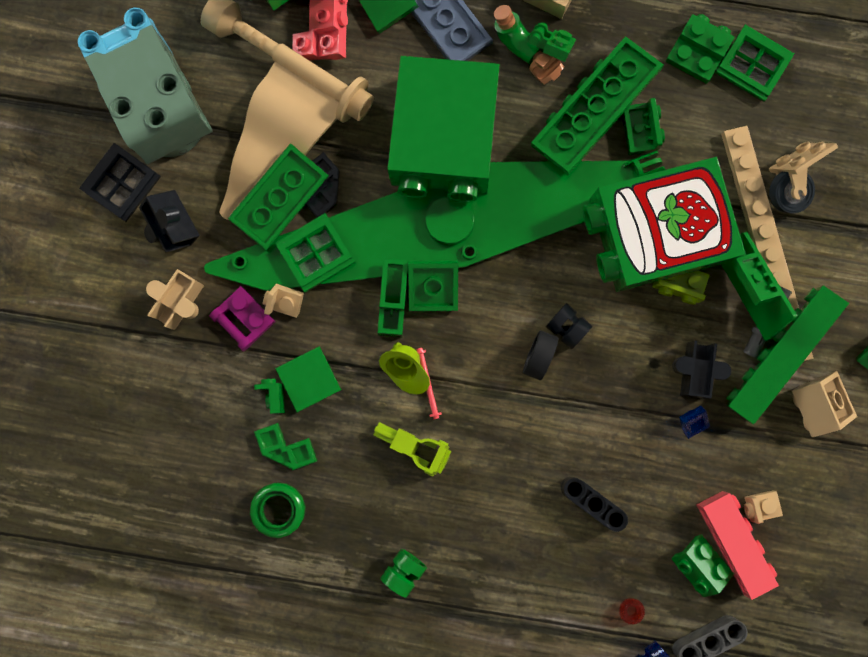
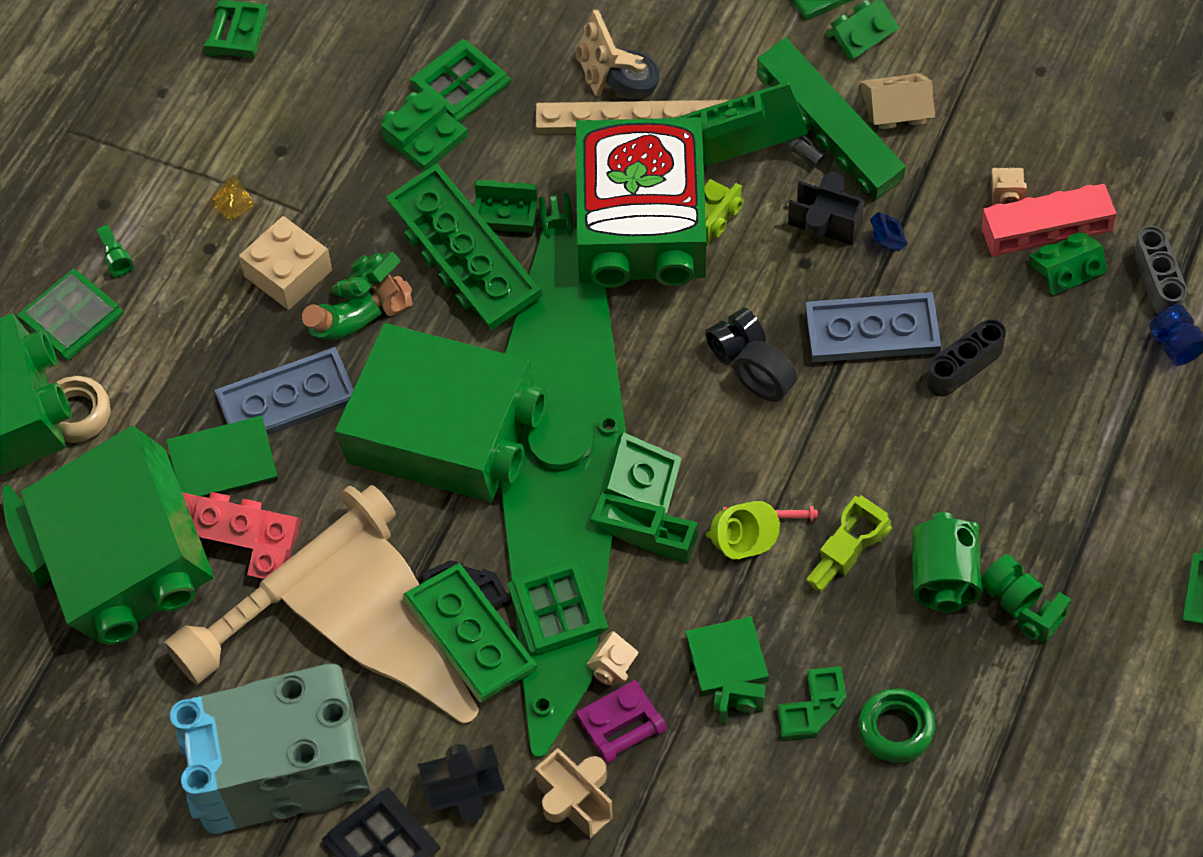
camera: 75 degrees left, 25 degrees down
(387, 606) = (1047, 621): none -> green bracket
(405, 523) = (946, 563): none -> green cylinder
(605, 427) = (872, 327): none -> sand blue plate
(639, 611) = (1111, 340): clear red plate -> none

